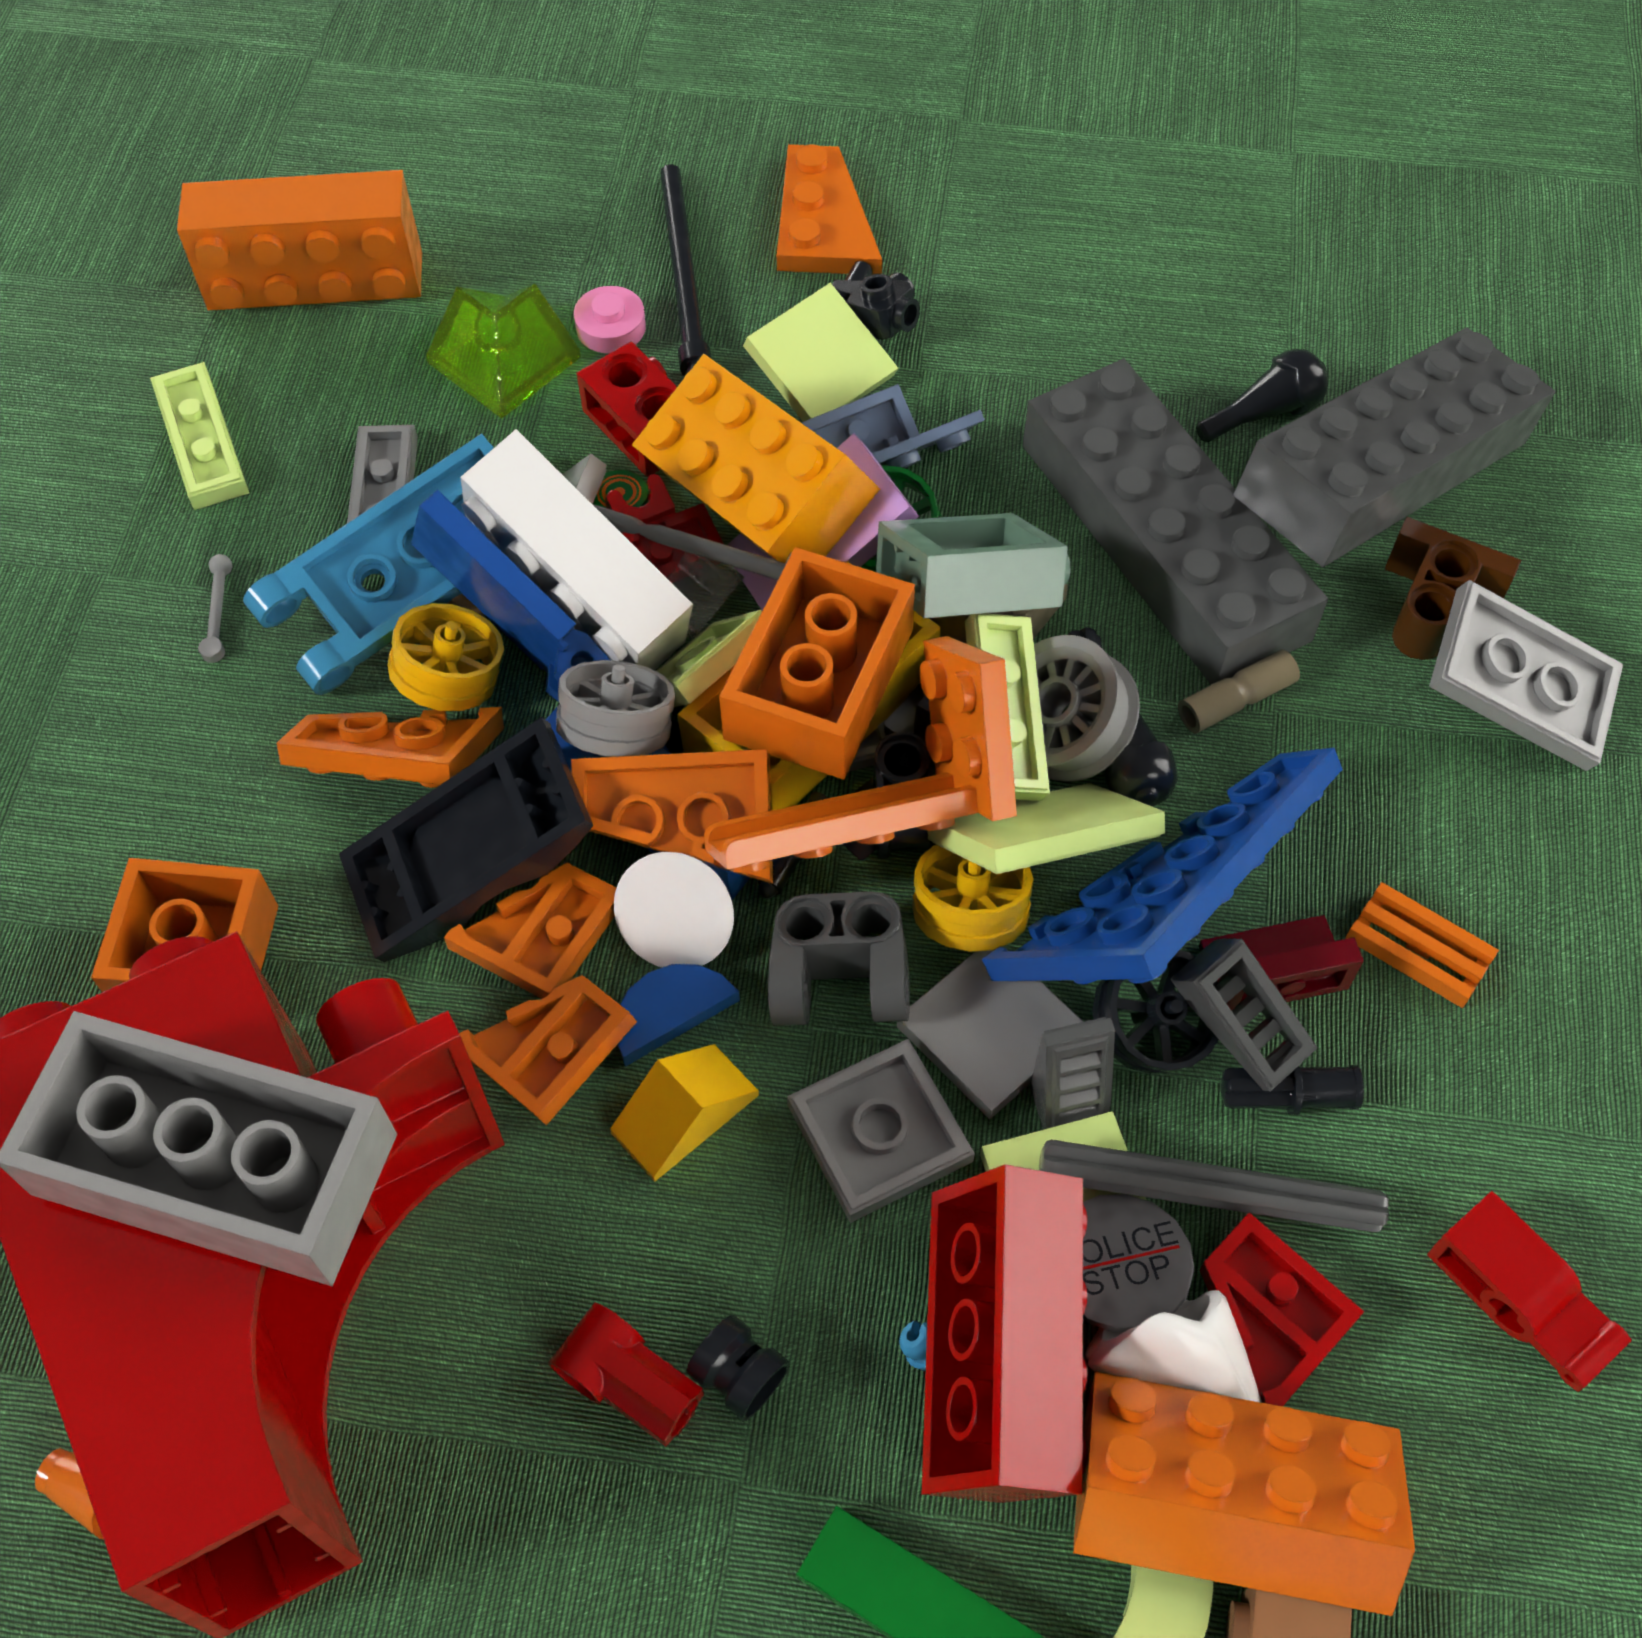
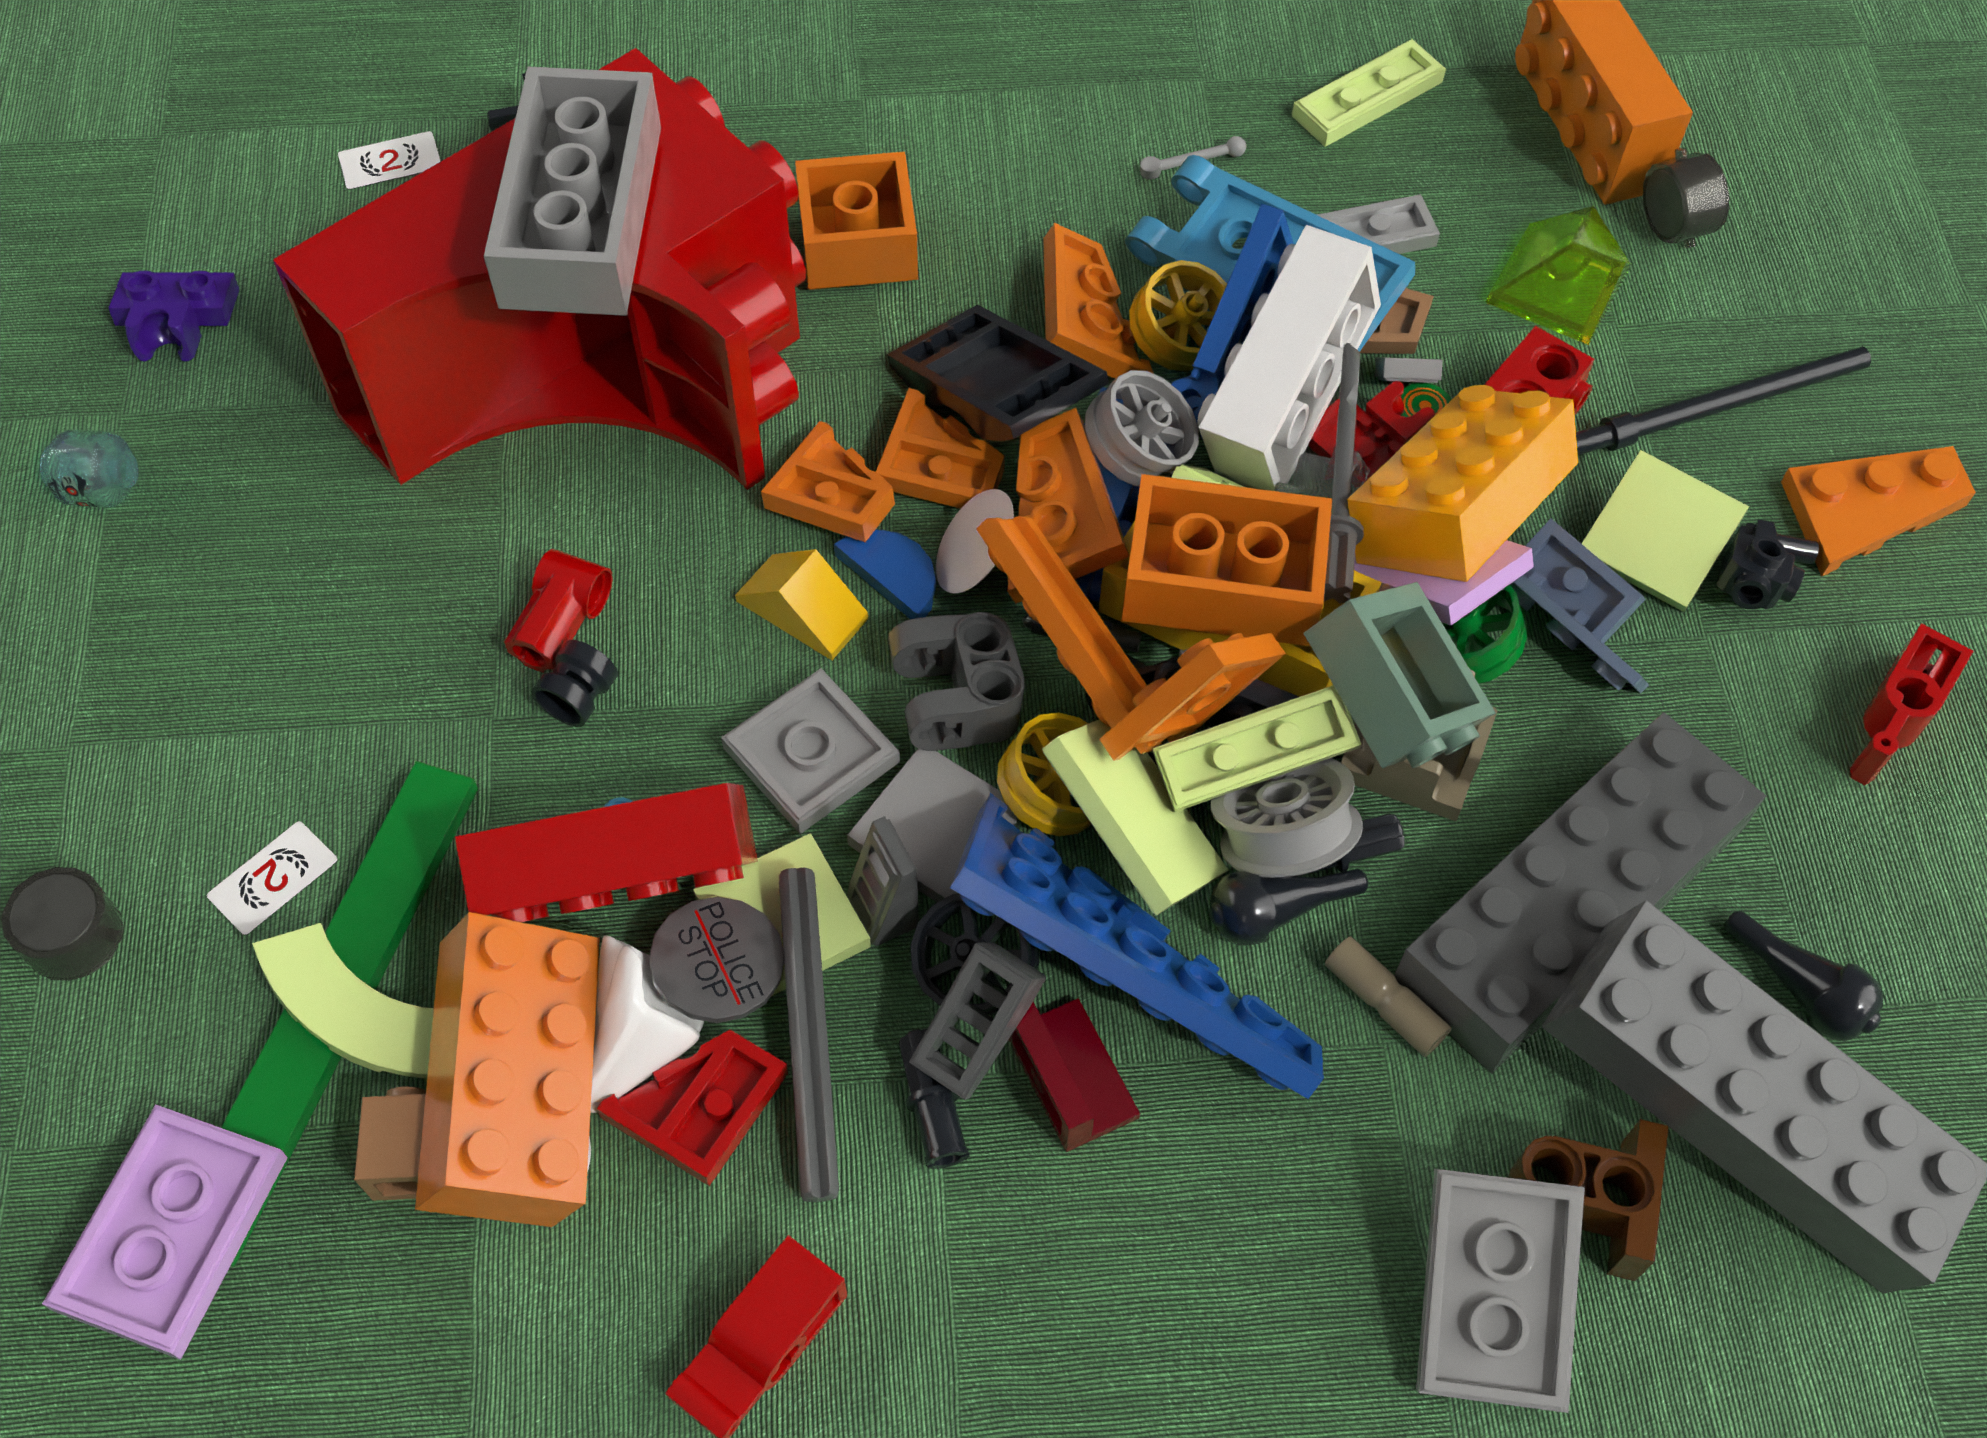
camera: 75 degrees right, 0 degrees up
(461, 225) = (1685, 197): none -> clear smoke piece
(609, 318) = (1636, 350): bright pink wheel -> none
(1031, 253) = (1908, 698): none -> red piece
(1428, 937) = (1151, 1161): orange tile -> none

